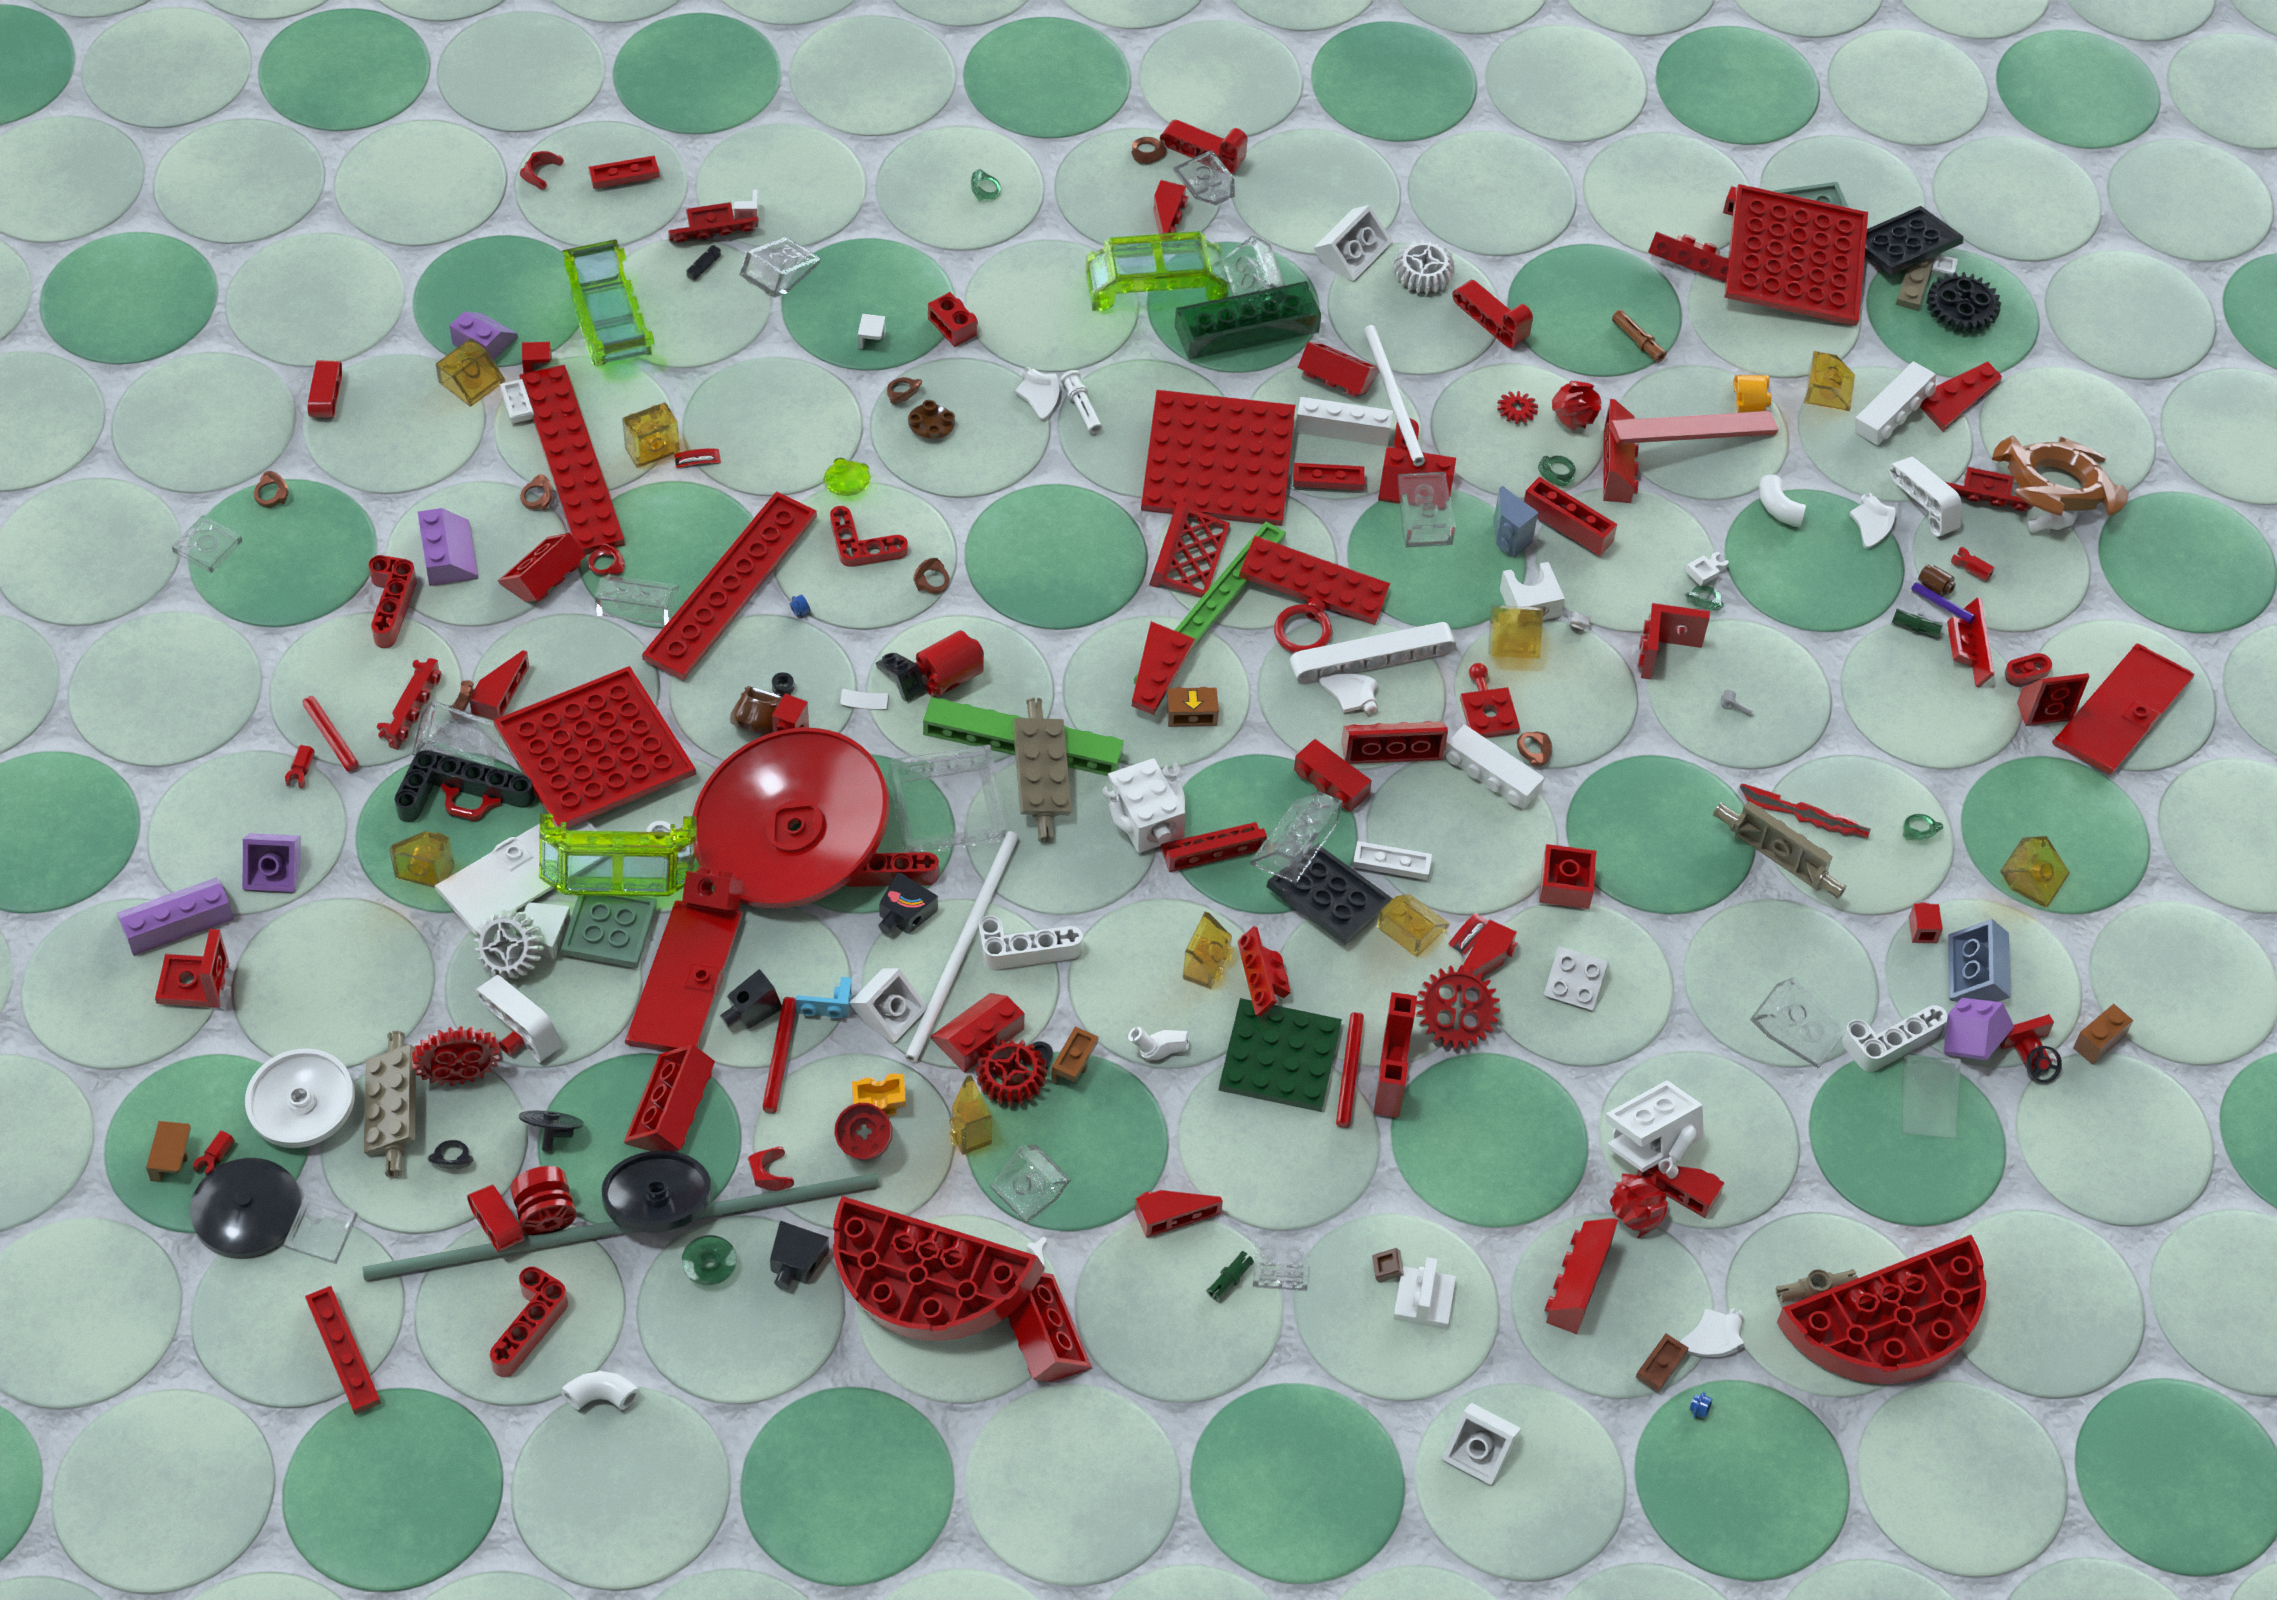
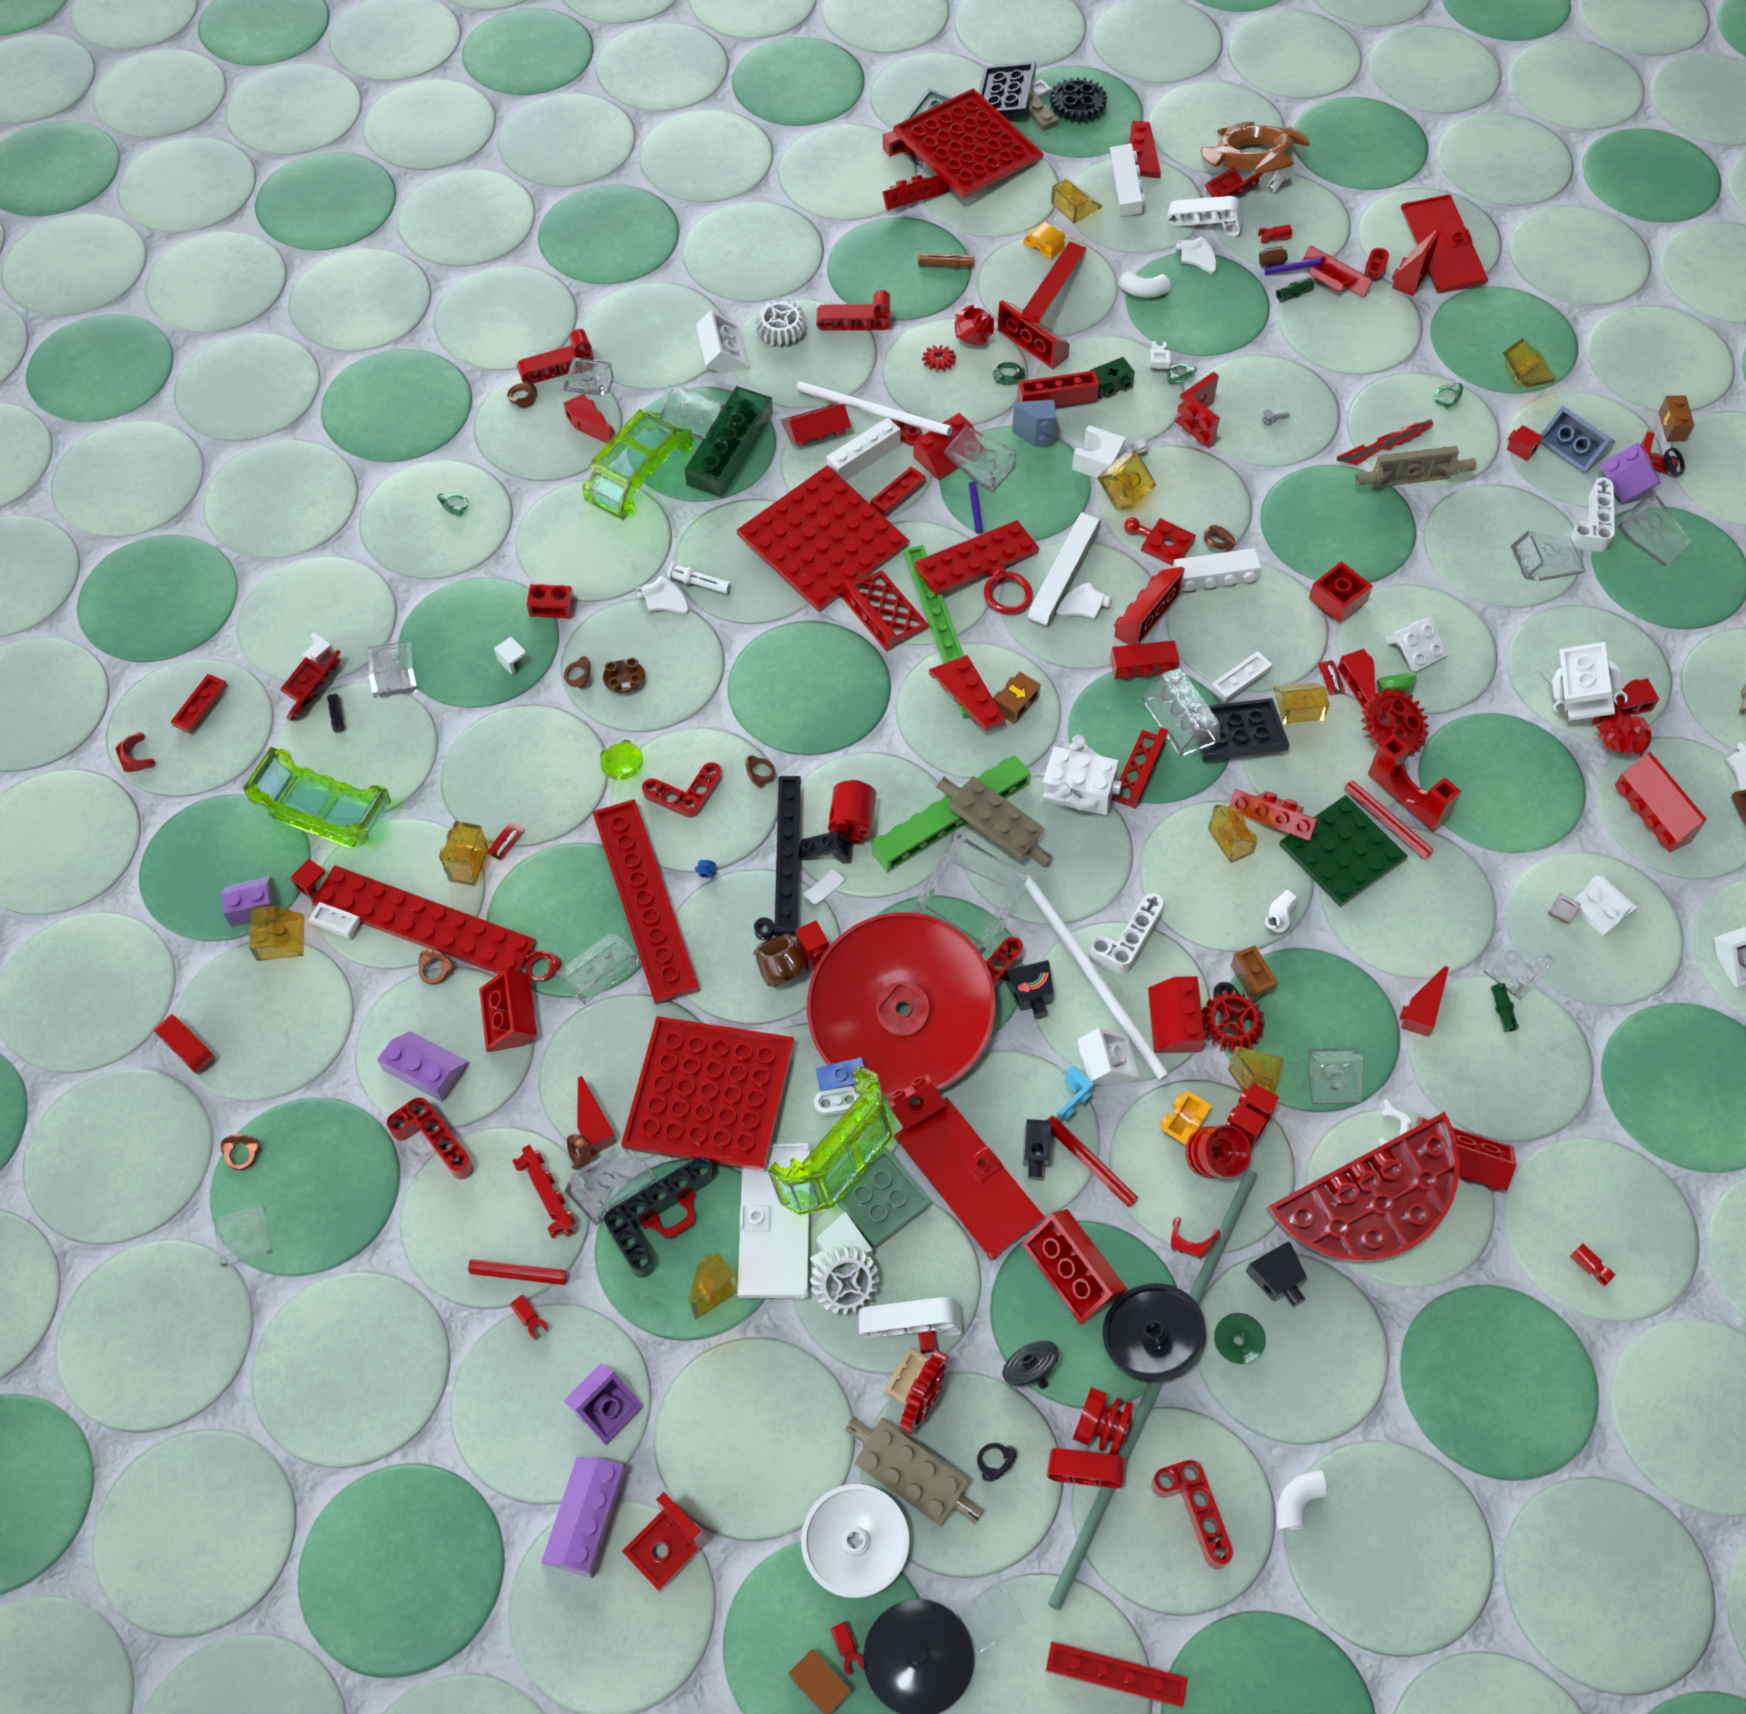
camera: 45 degrees left, 5 degrees up
(704, 825) = (837, 1074): none -> plate
(871, 649) = (787, 856): none -> black plate
(922, 1139) = (1253, 1112): none -> red piece
(1024, 1490) = (1592, 1264): none -> red bar
(1374, 545) = (975, 507): none -> dark purple bar
(1507, 984) = (1402, 682): none -> bright green piece
(1636, 547) = (1114, 377): none -> dark green brick

